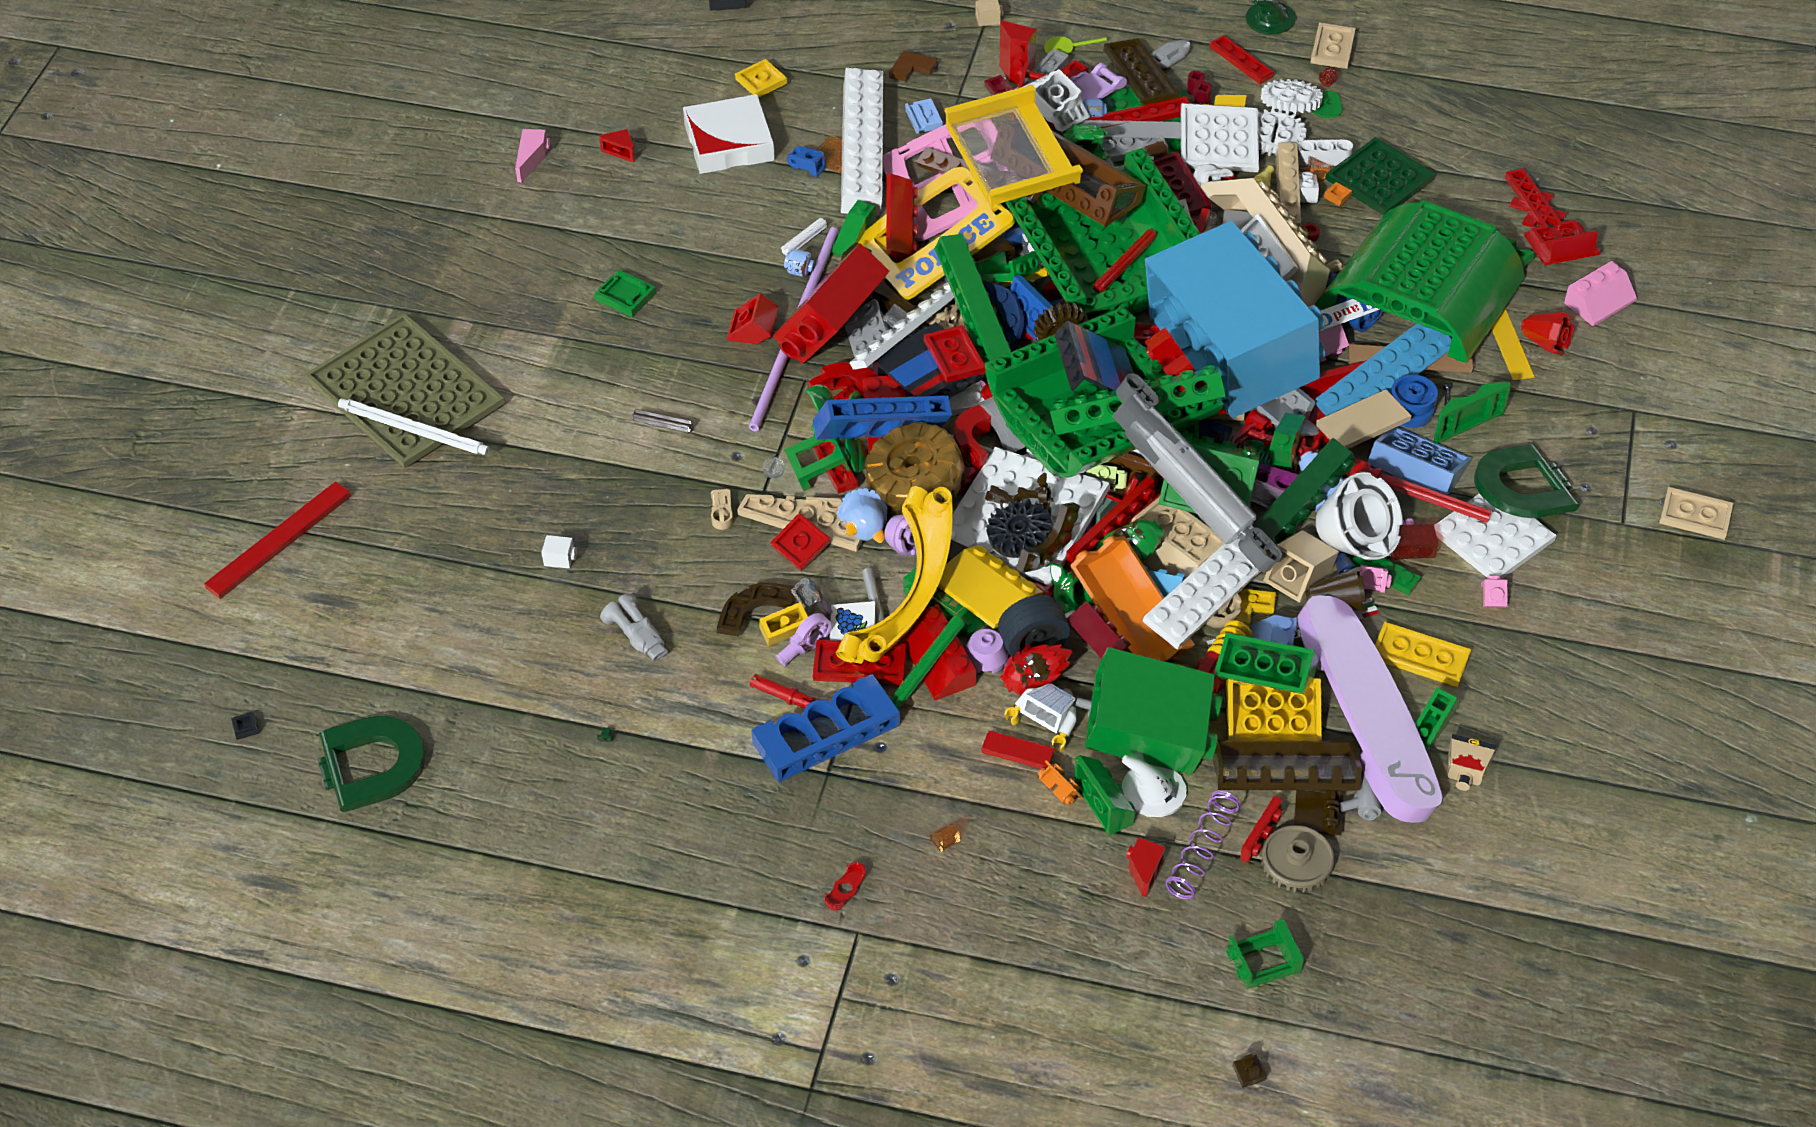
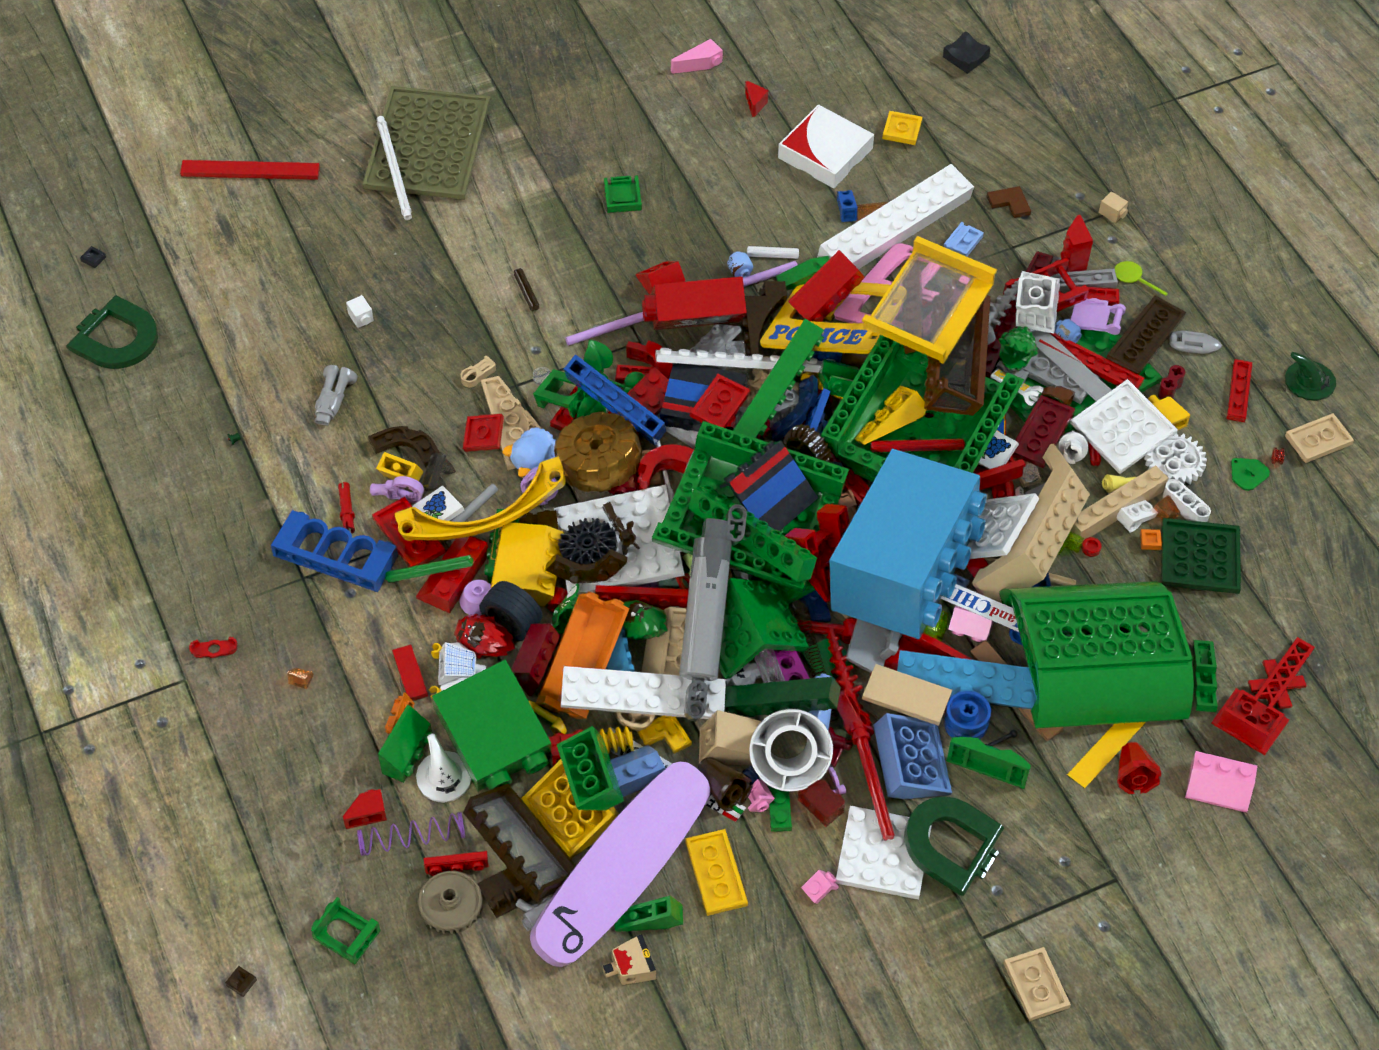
camera: 50 degrees right, 5 degrees up
(1082, 250) = (900, 409): none -> yellow wedge
(1286, 439) = (833, 653): green slope -> none
(1291, 96) = (1226, 445): white gear -> none

